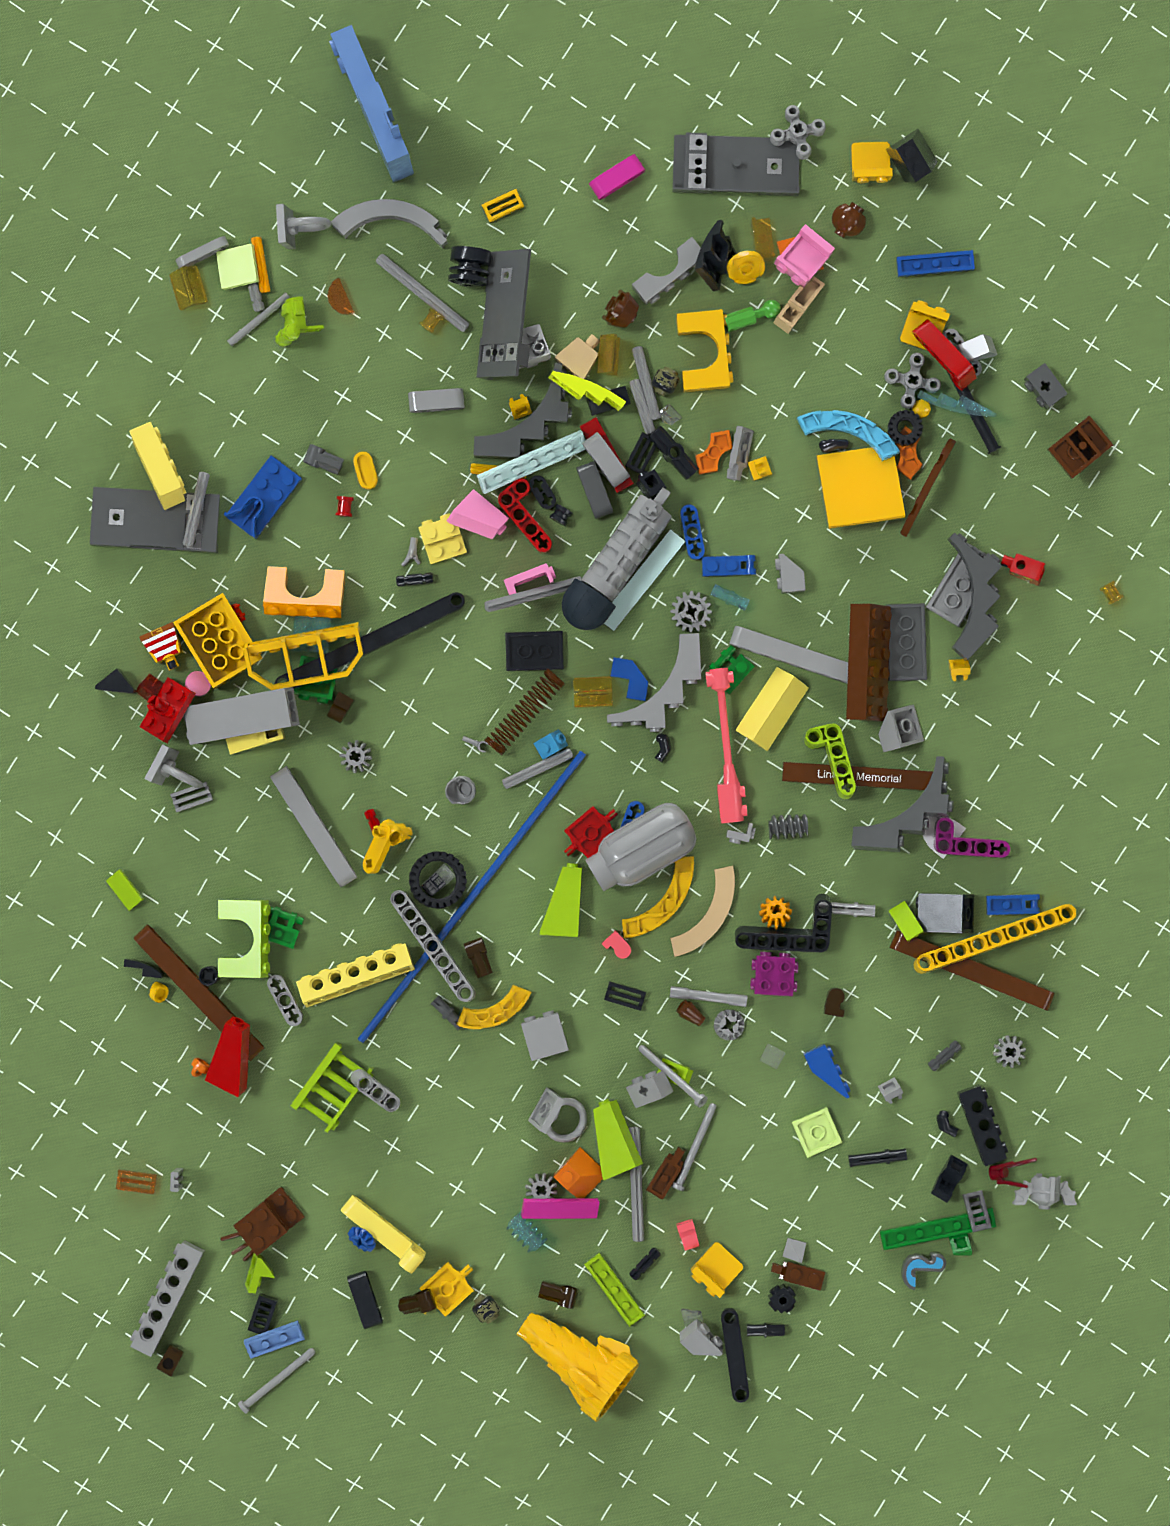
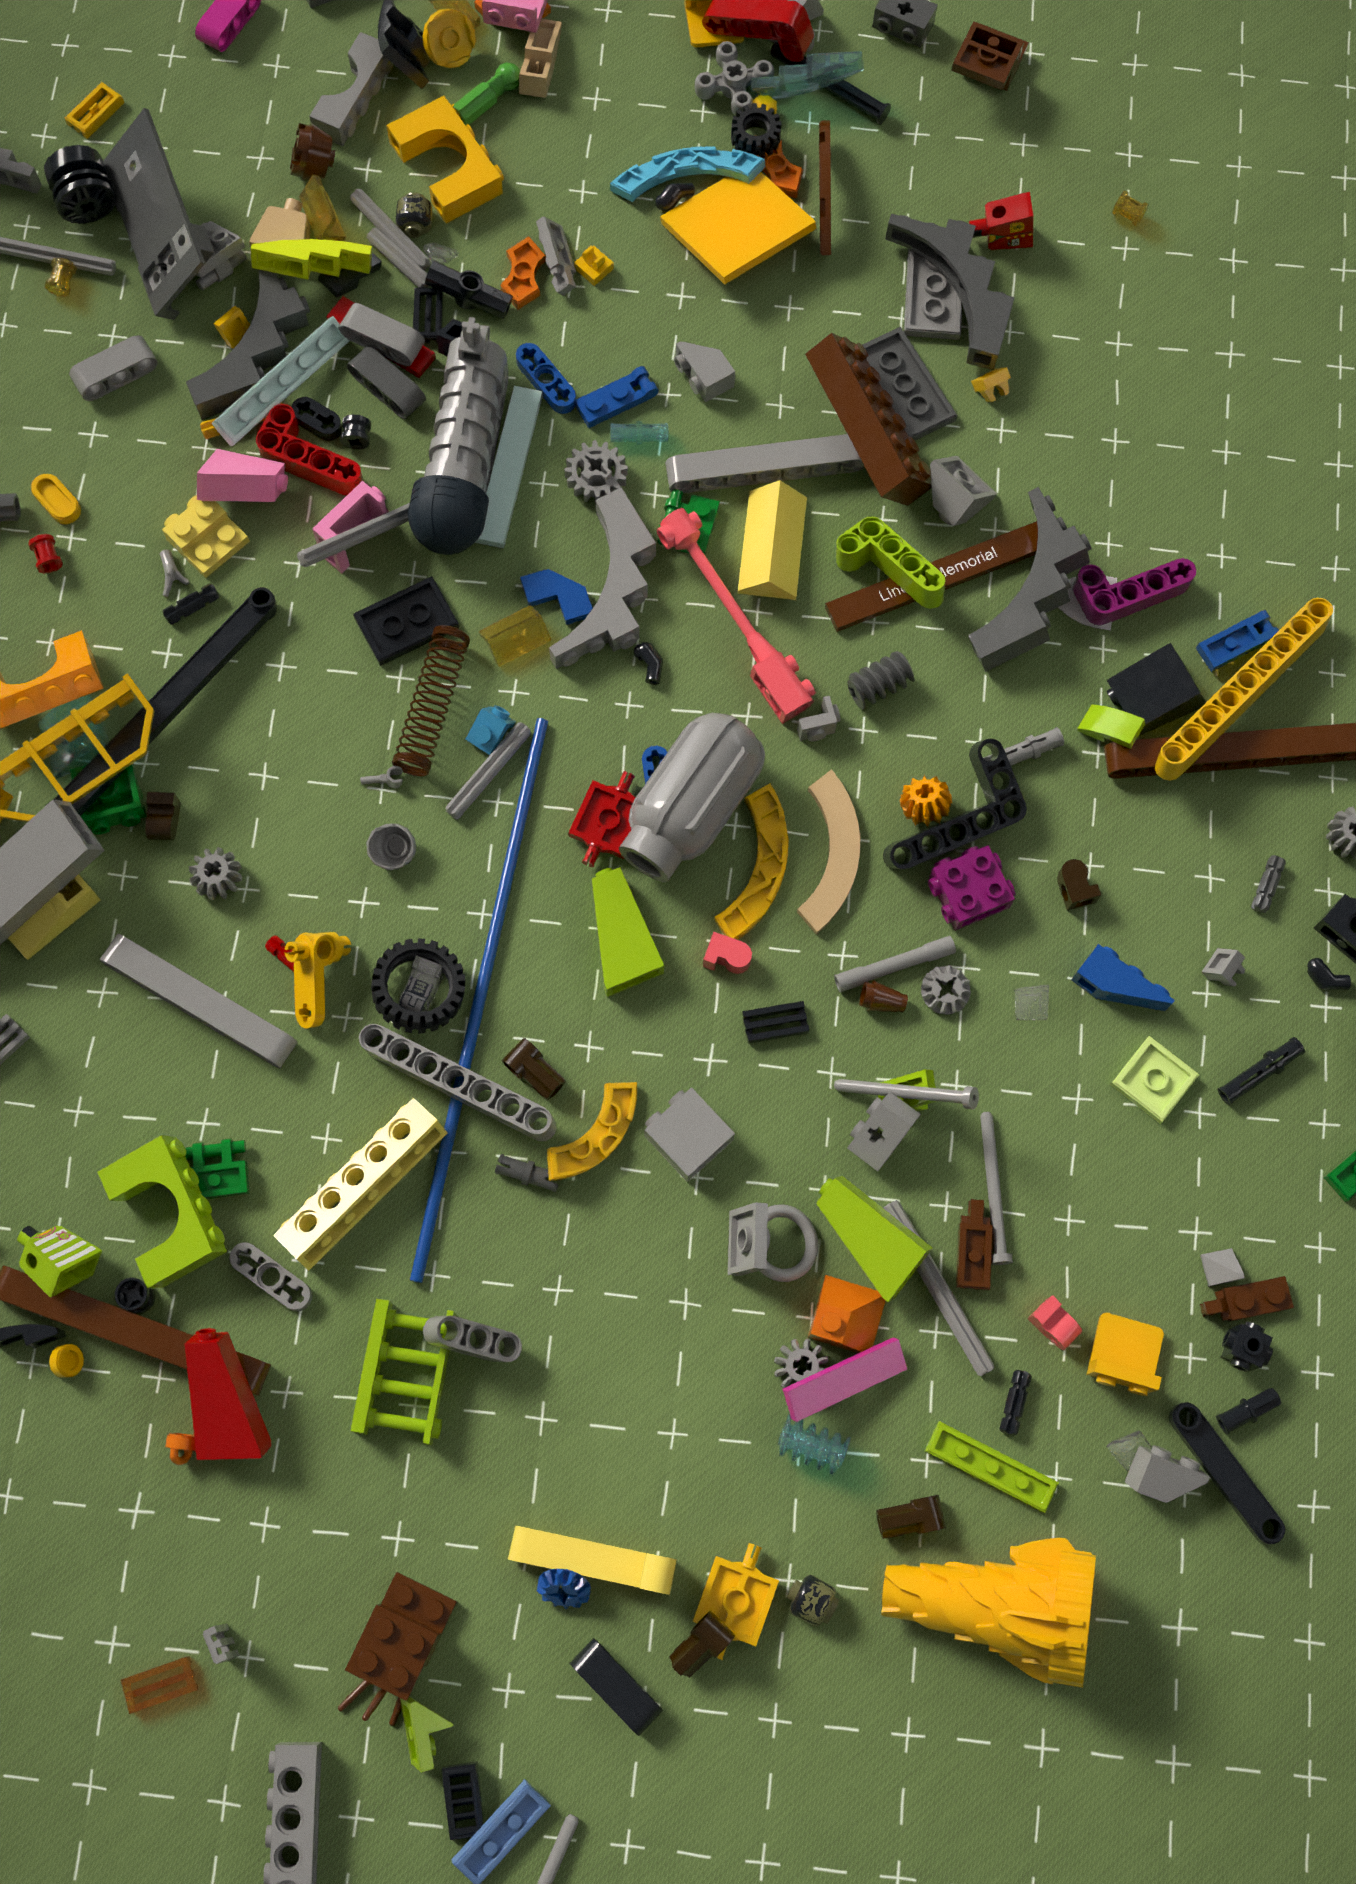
camera: 30 degrees left, 15 degrees down
(176, 936) = (57, 1258): none -> lime torso

